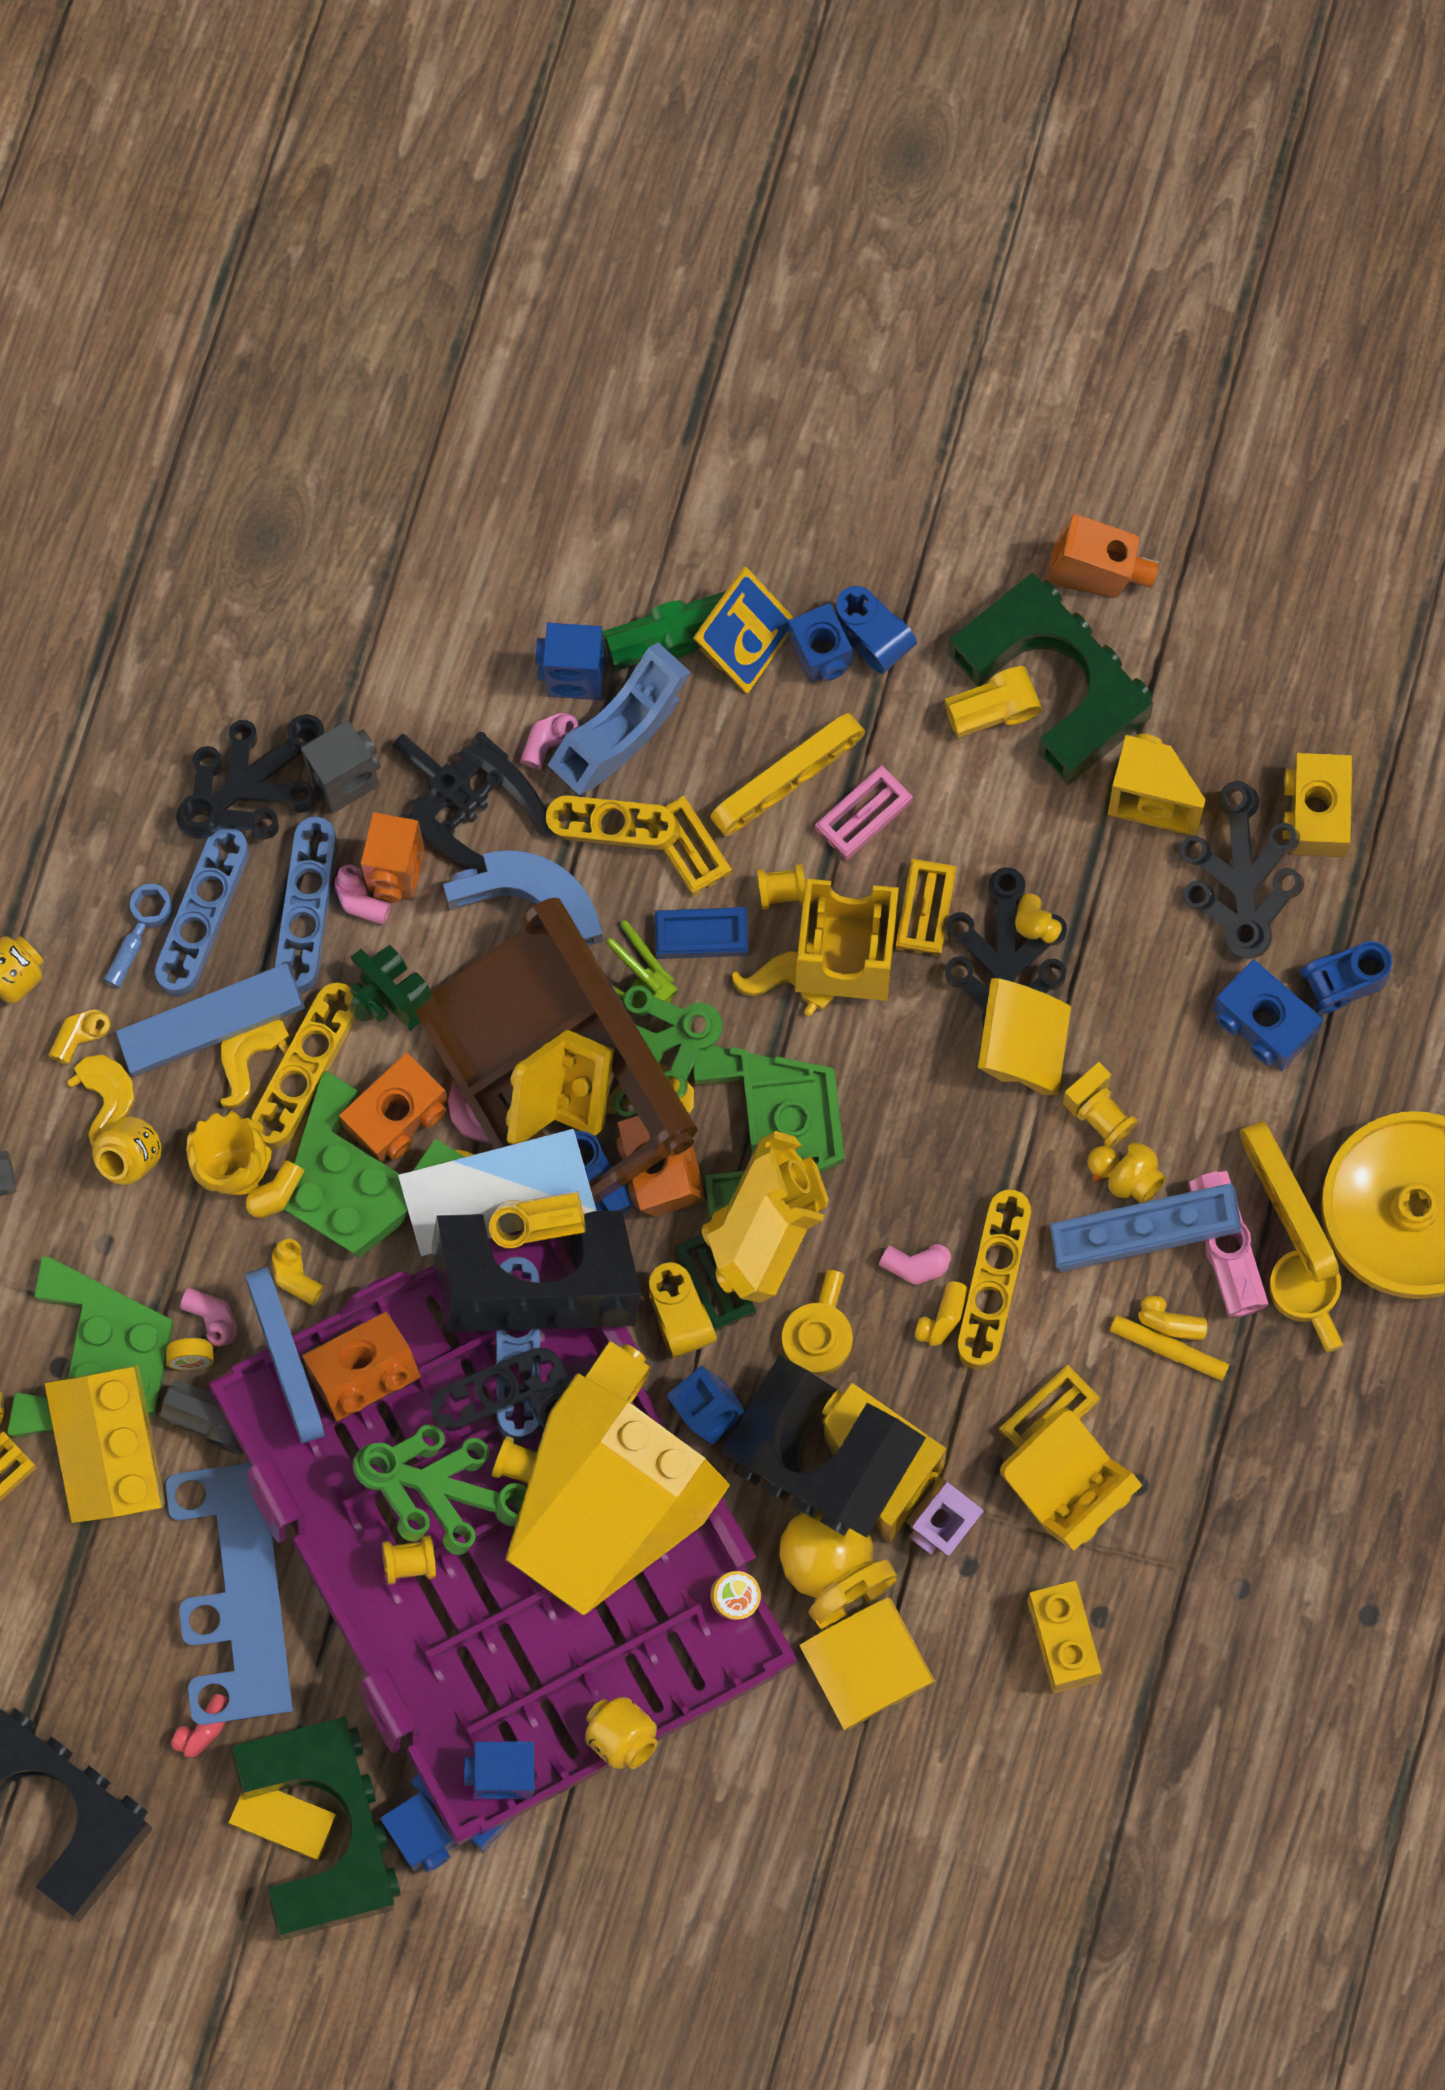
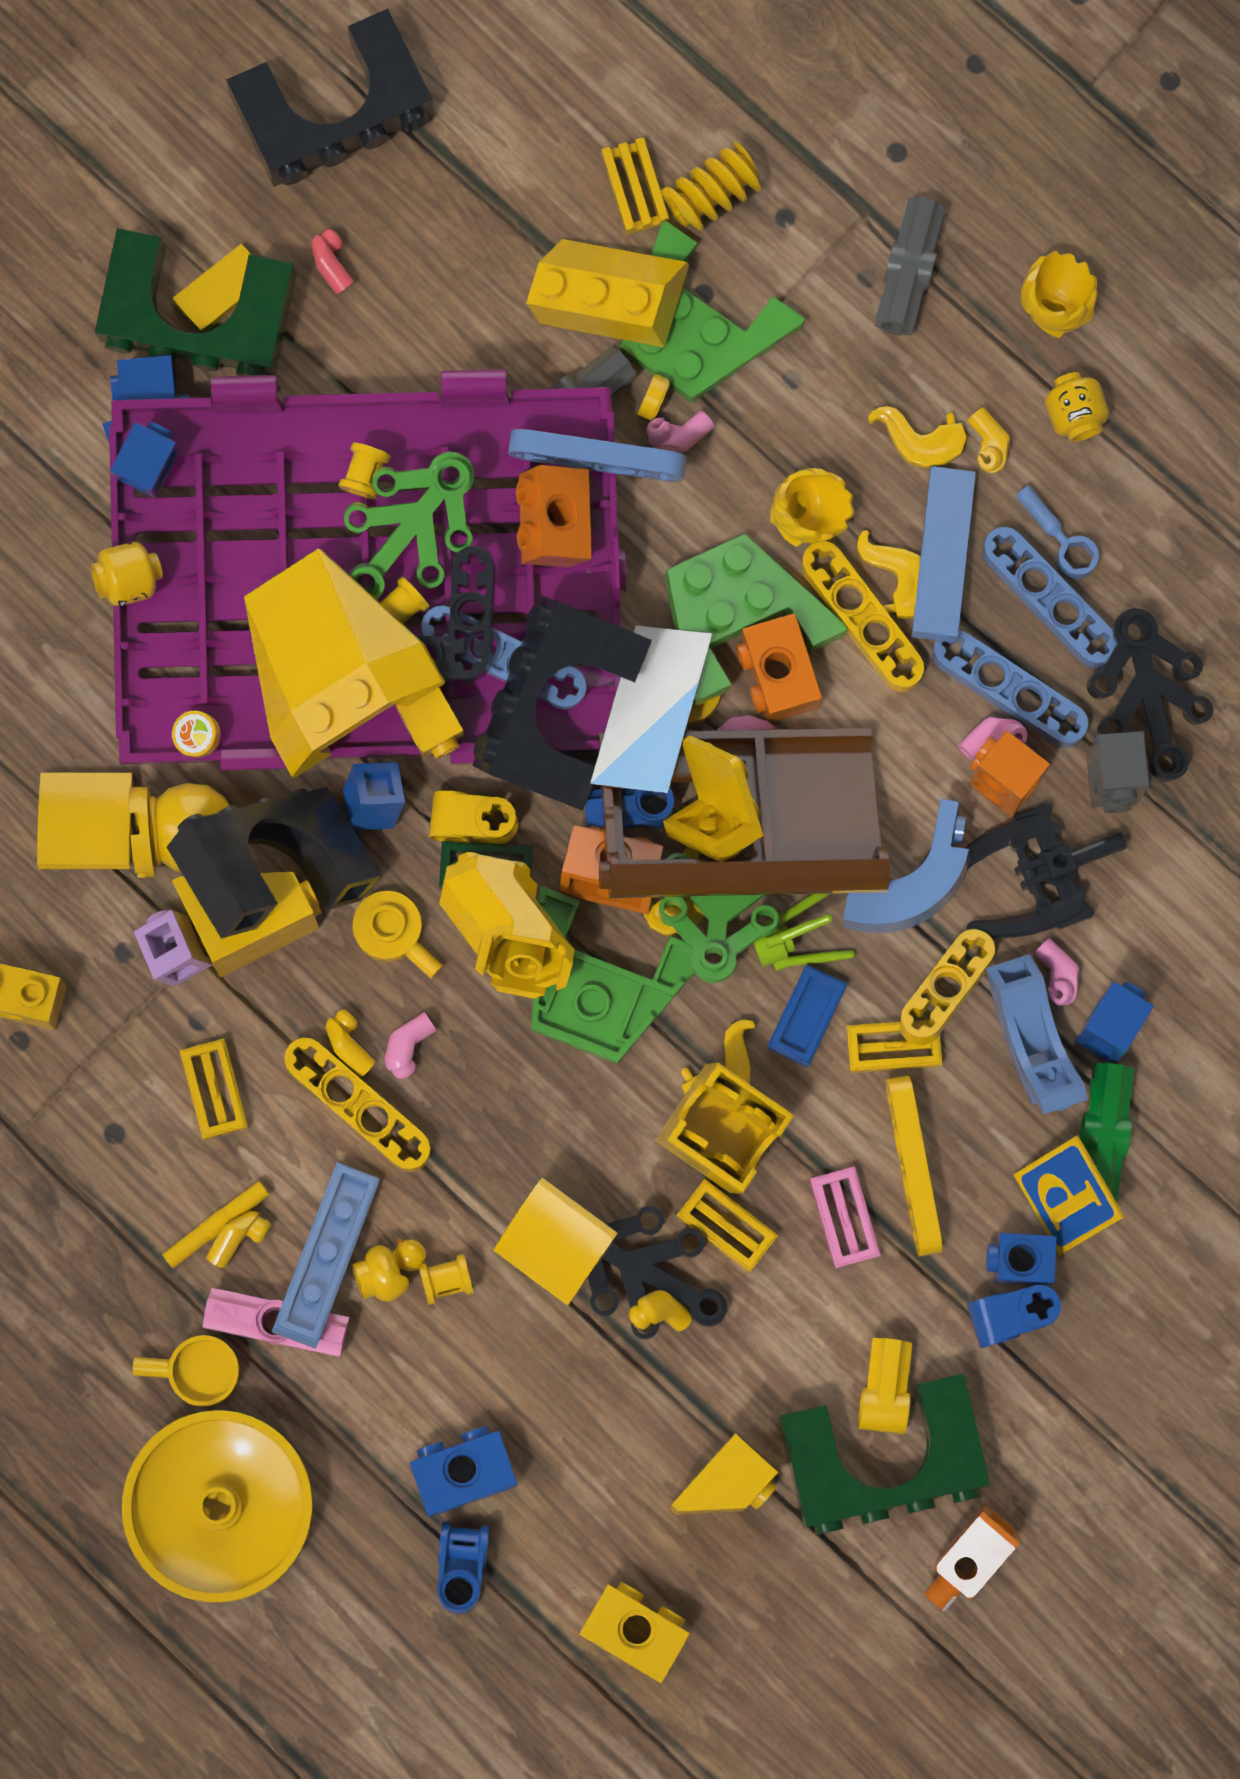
camera: 110 degrees right, 5 degrees up
(126, 1150) = (858, 426): yellow head -> none
(248, 1607) = (410, 340): medium blue piece -> none
(274, 1195) = (755, 532): yellow arm -> none
(289, 1272) = (682, 515): yellow arm -> none
(381, 991) = (874, 717): dark green hips -> none
(542, 1219) = (605, 725): yellow piece -> none
(781, 886) = (811, 1105): yellow bush -> none
(1068, 1479) = (140, 1068): yellow bracket -> none
(1086, 1087) = (481, 1274): yellow tile -> none
(1245, 876) = (603, 1523): black plant -> none
(1289, 1201) = (281, 1394): yellow beam -> none

